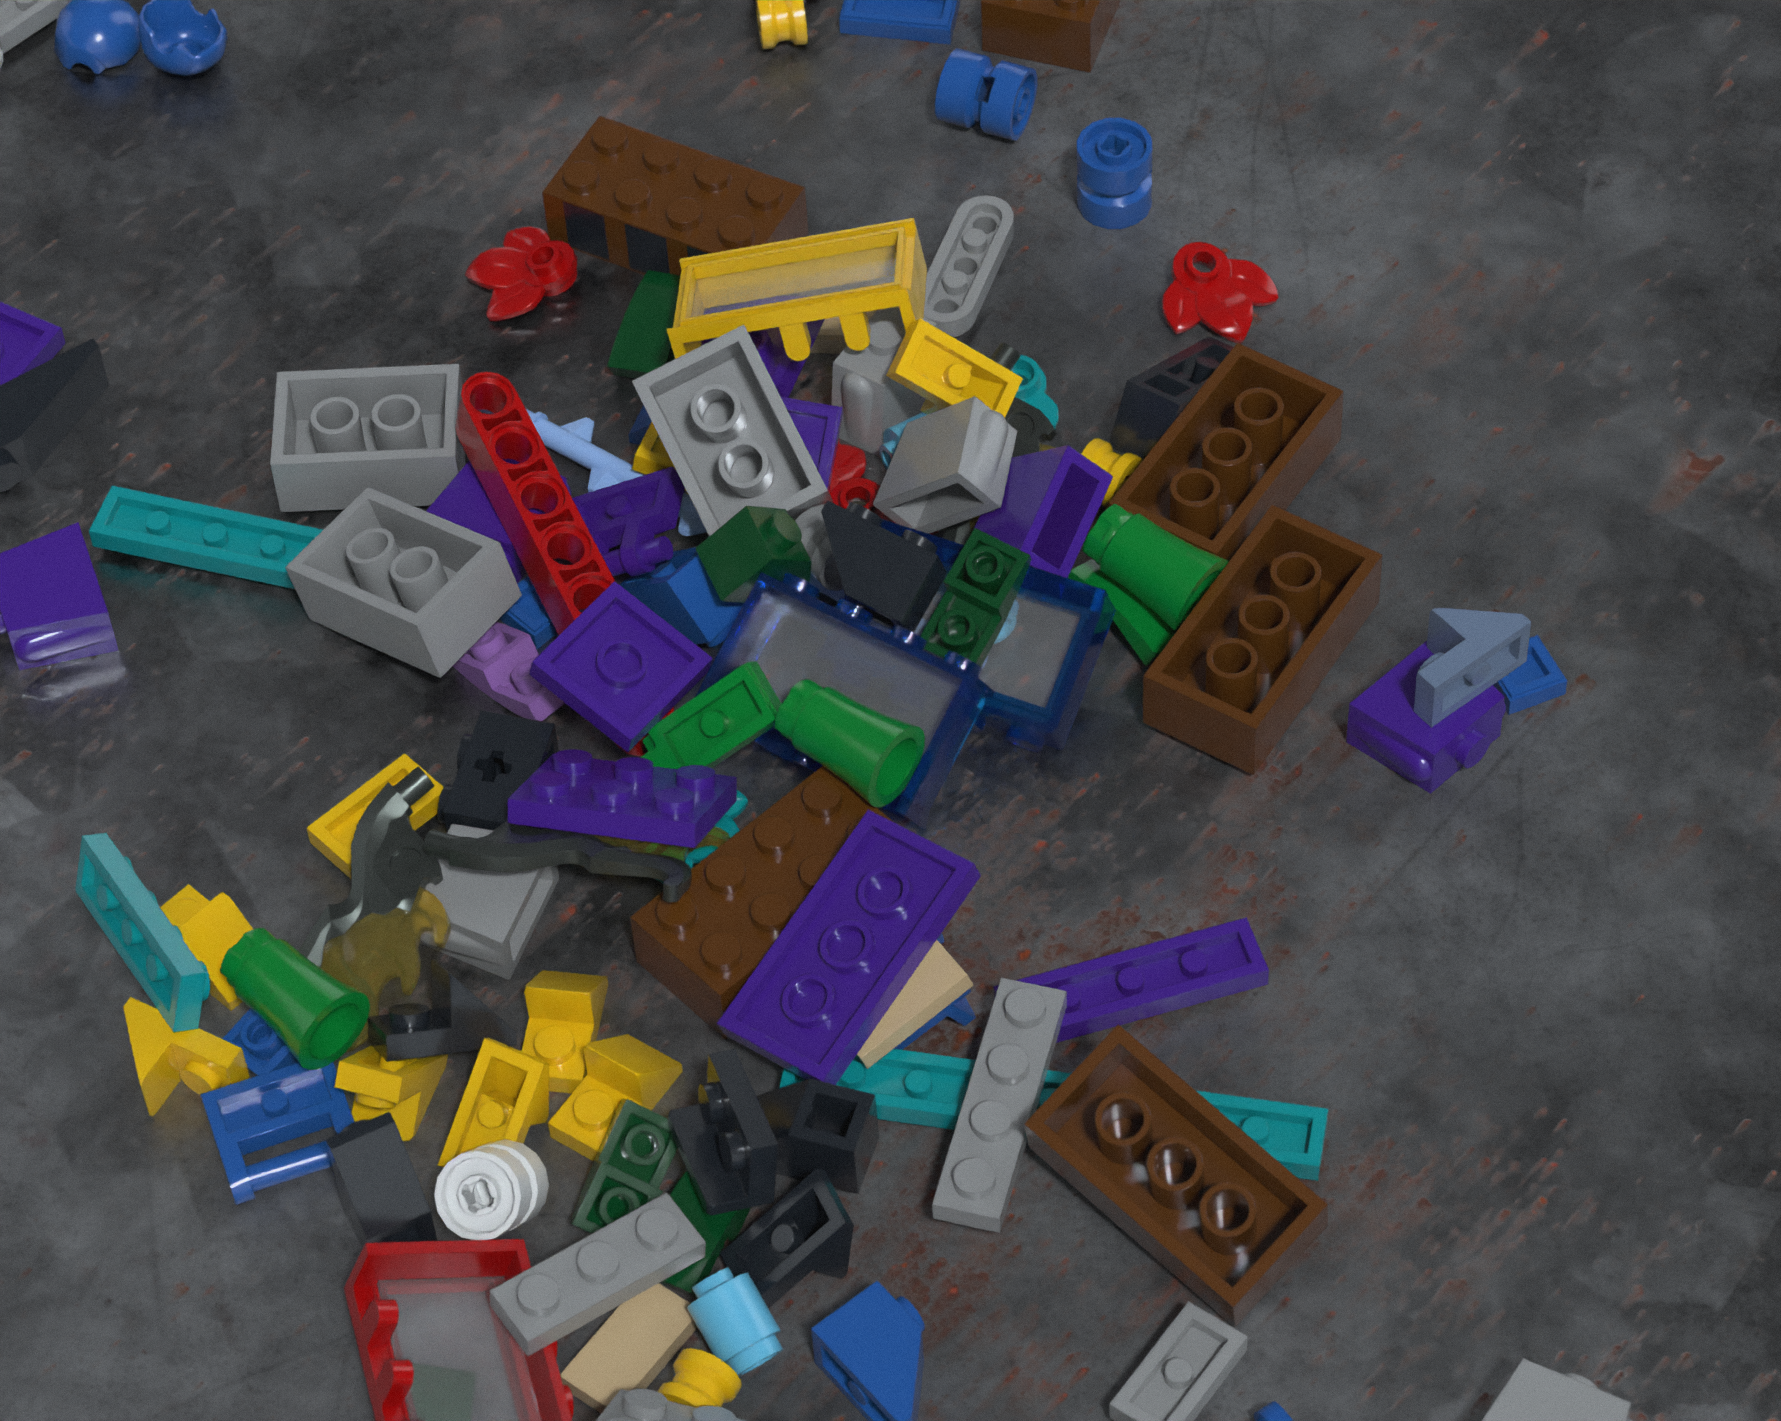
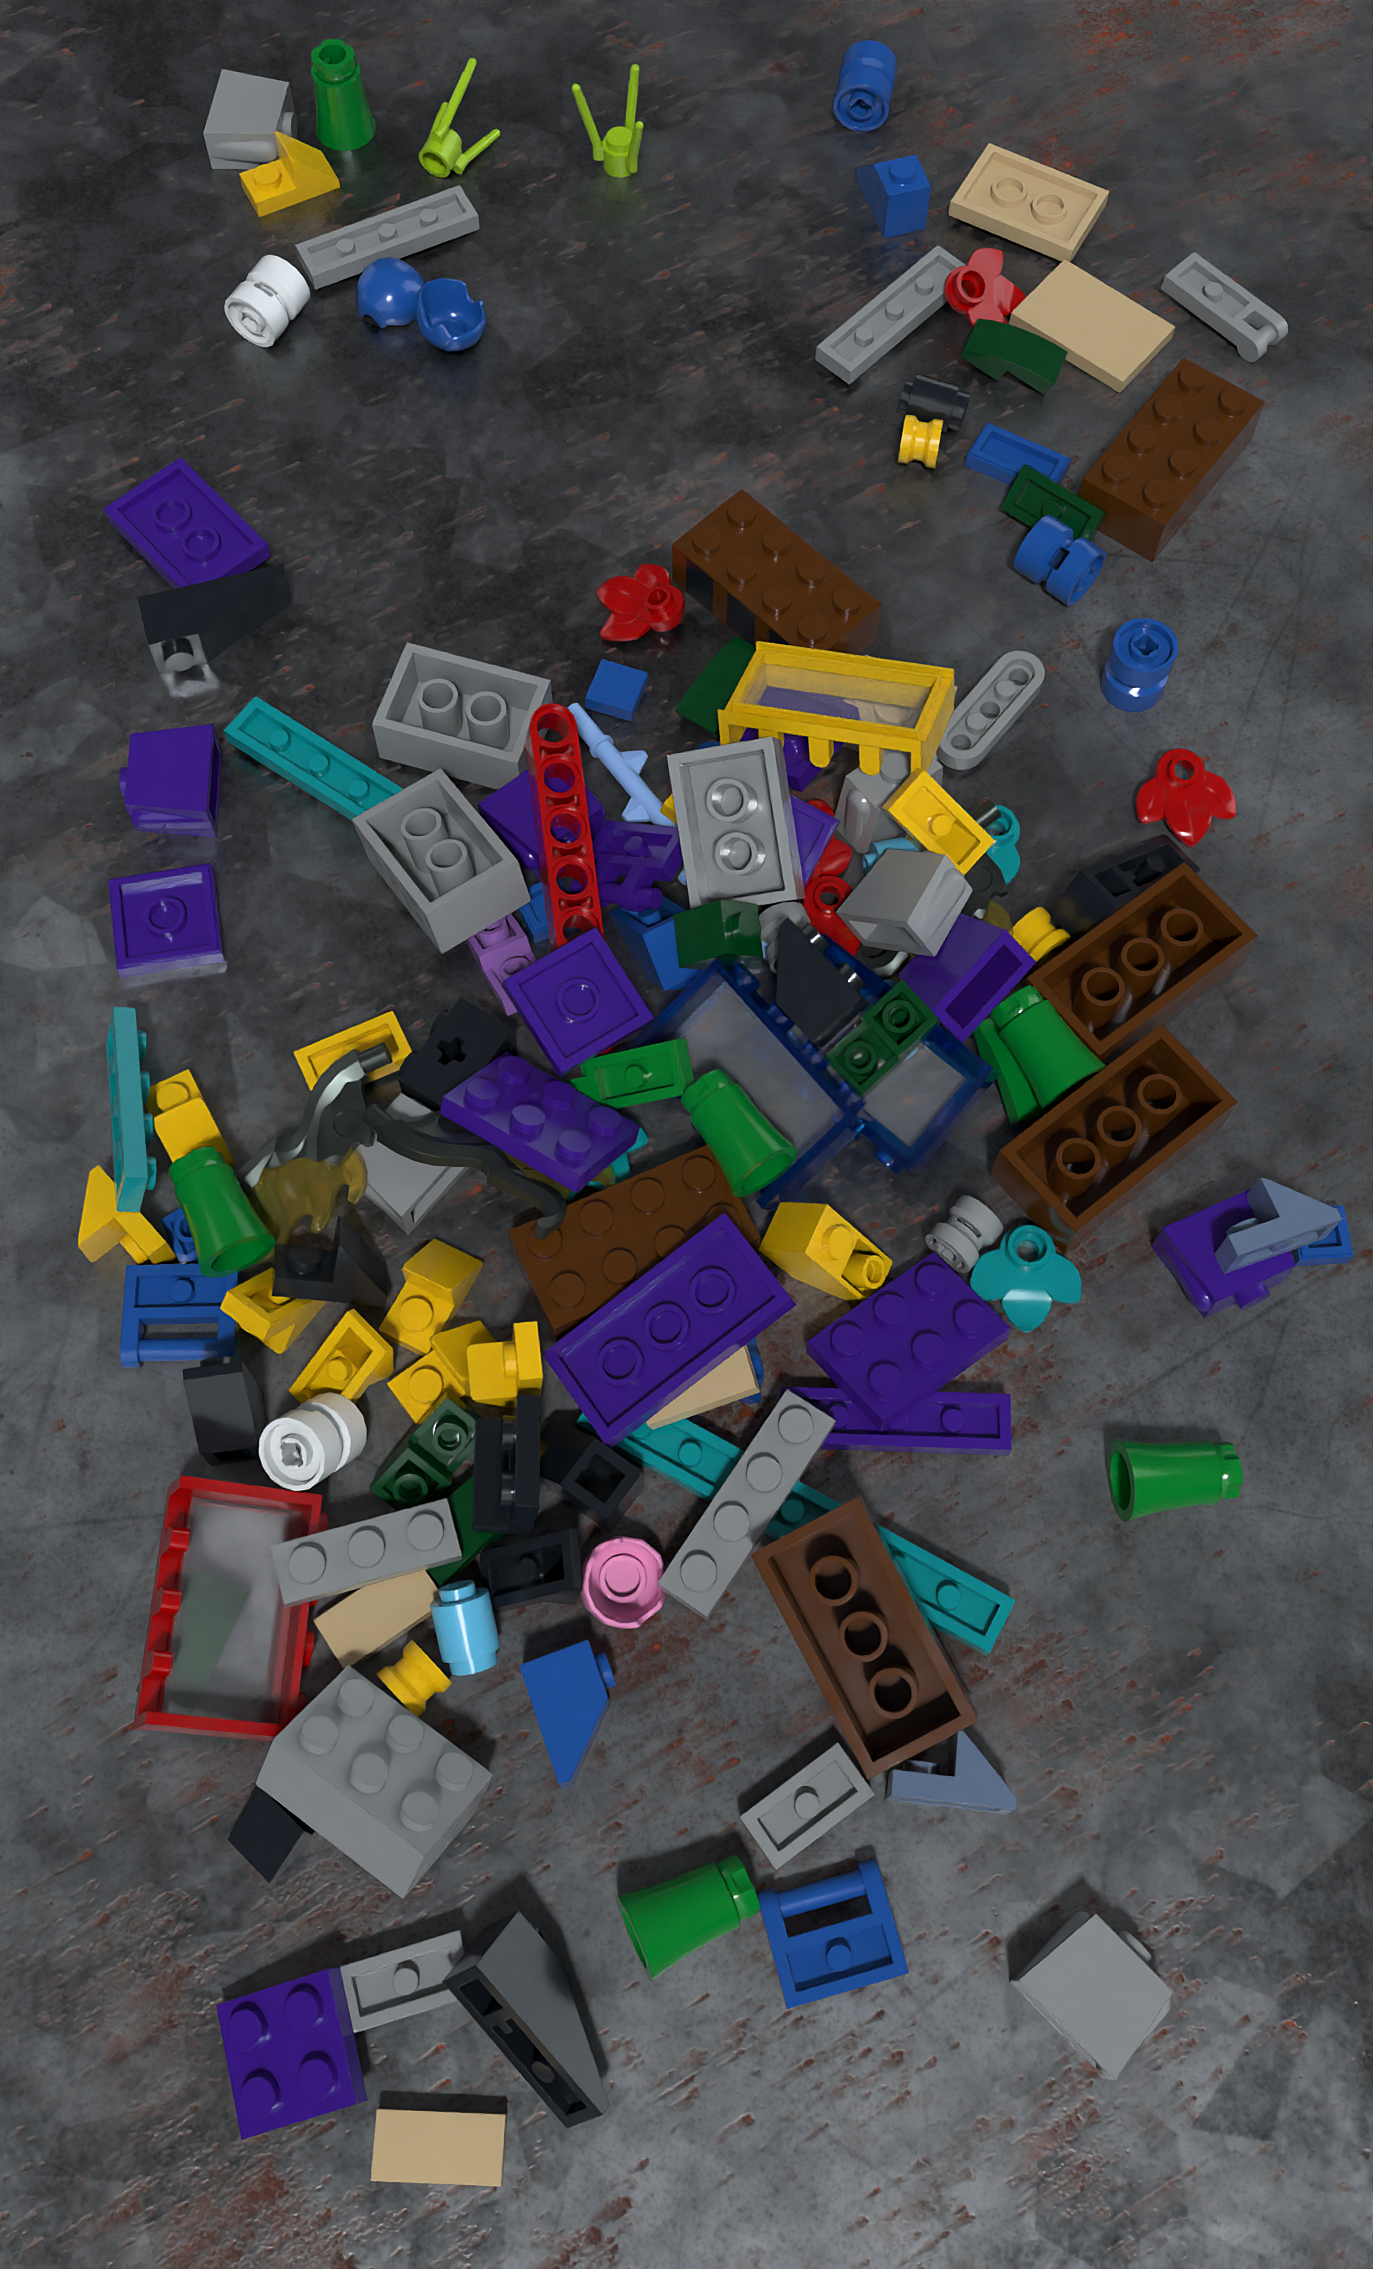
camera: 15 degrees right, 15 degrees up
(96, 748) = (166, 920): none -> dark purple tile
(532, 365) = (616, 690): none -> blue tile
(678, 1055) = (506, 1368): none -> yellow slope
(893, 1225) = (622, 1582): none -> bright pink hair
(933, 36) = (1038, 495): none -> dark green plate
(1002, 840) = (825, 1251): none -> yellow slope
(1114, 901) = (907, 1341): none -> dark purple plate
(1138, 777) = (964, 1233): none -> light grey wheel
(1223, 814) = (1023, 1285): none -> teal plate
(1341, 1303) = (969, 1784): none -> sand blue slope
(1447, 942) = (1170, 1476): none -> green plant

